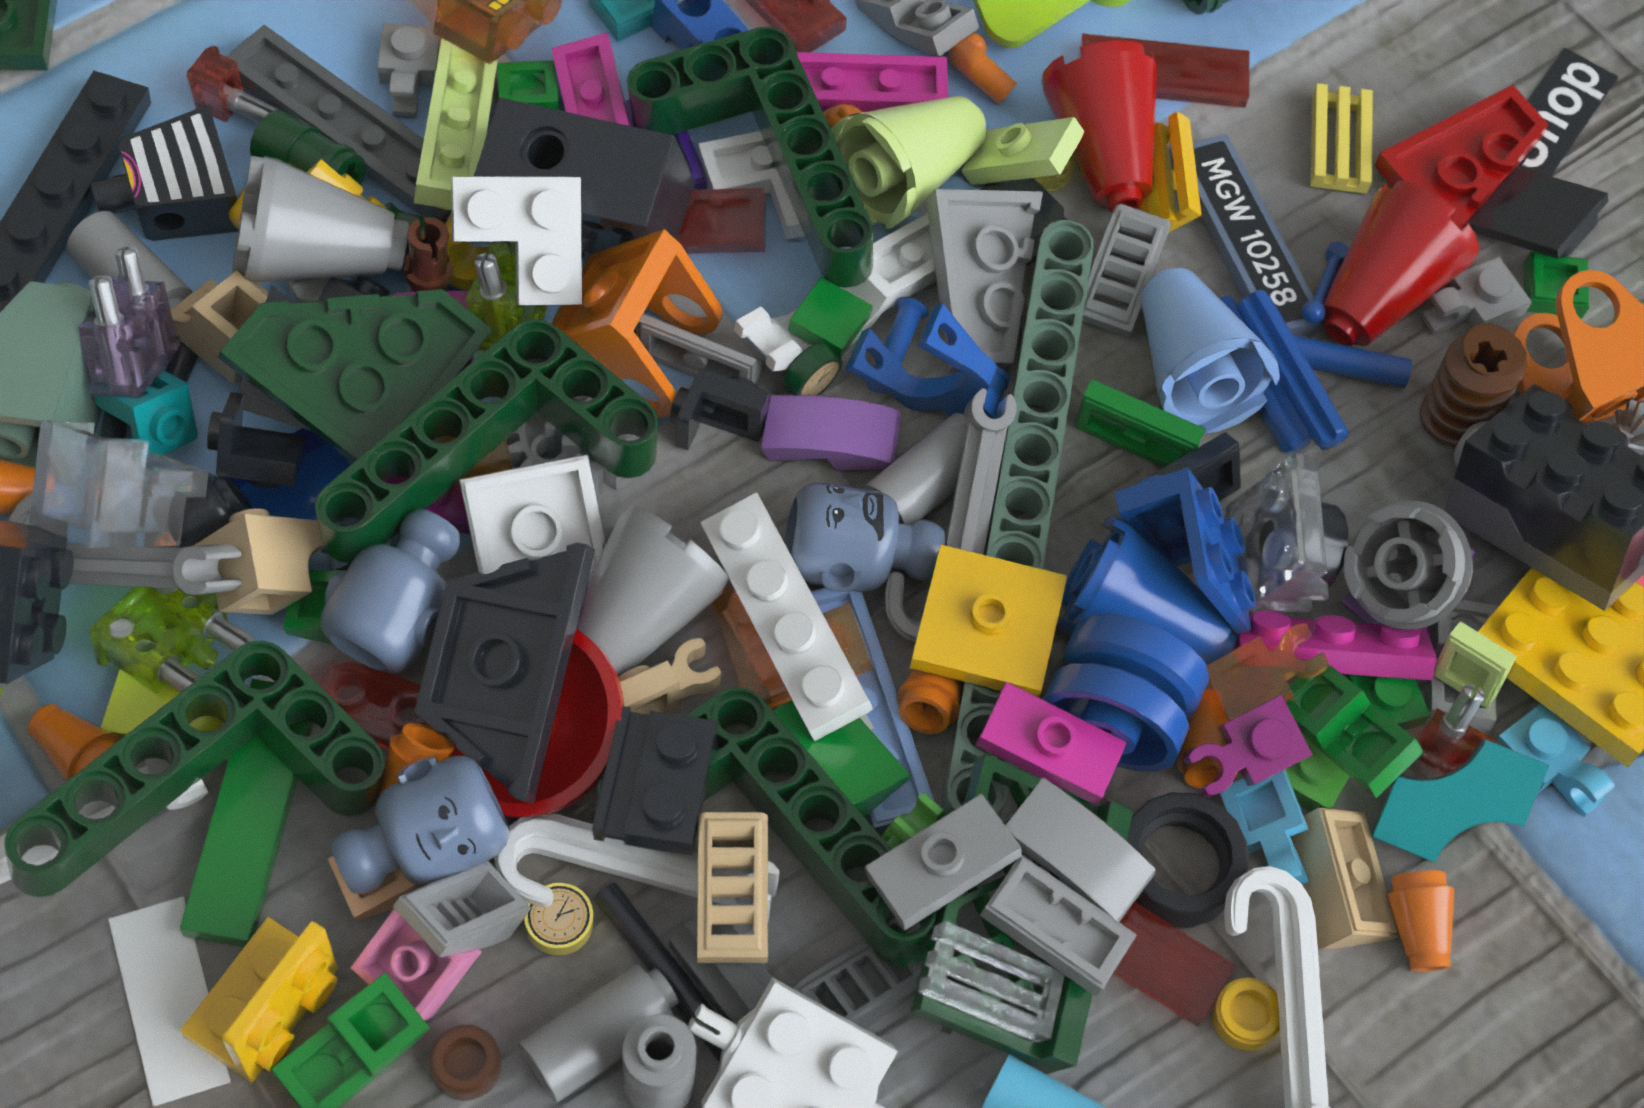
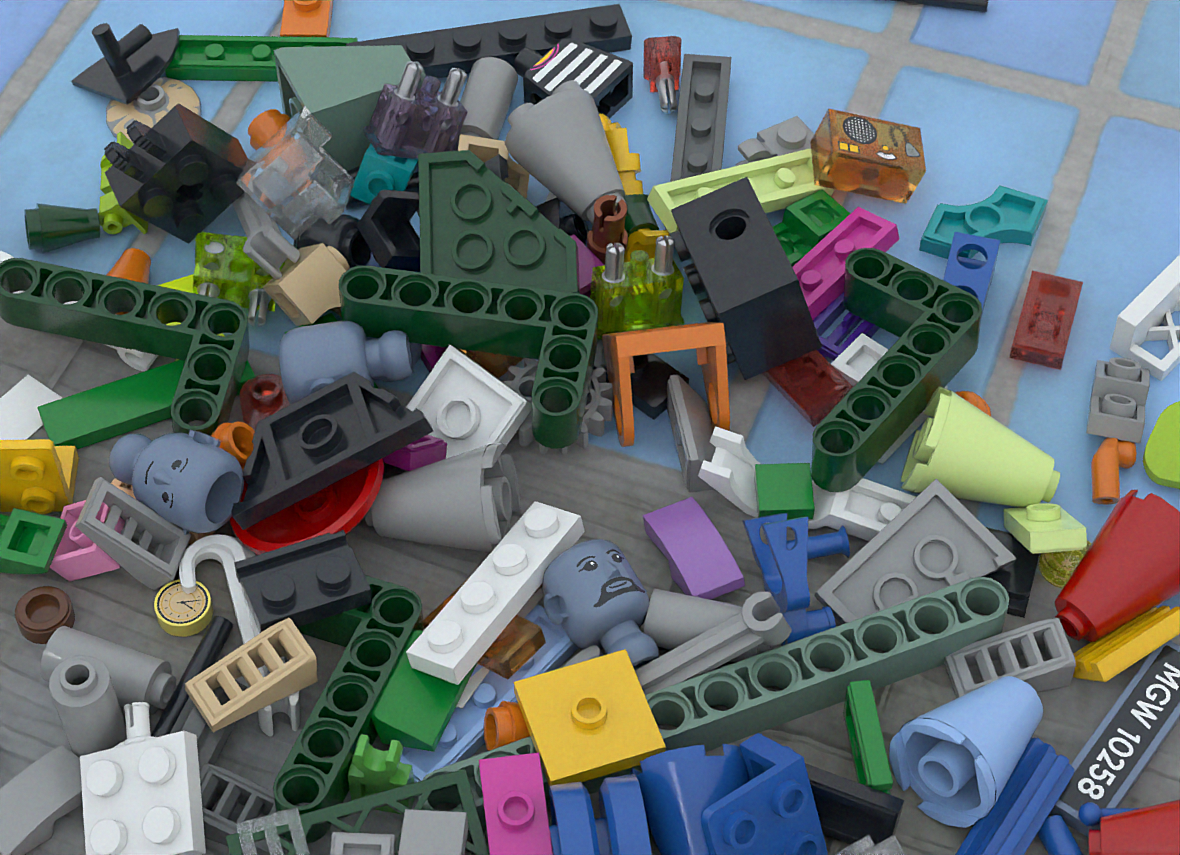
camera: 65 degrees right, 10 degrees down
(302, 146) = (650, 134): dark green piece -> none
(542, 221) = (668, 256): white plate -> none
(665, 685) = (388, 558): tan plate -> none
(720, 402) = (648, 456): black bracket -> none
(812, 371) = (728, 506): dark green tile -> none
(874, 80) = (1021, 402): dark pink plate -> none
(943, 861) = (349, 783): light grey plate -> none

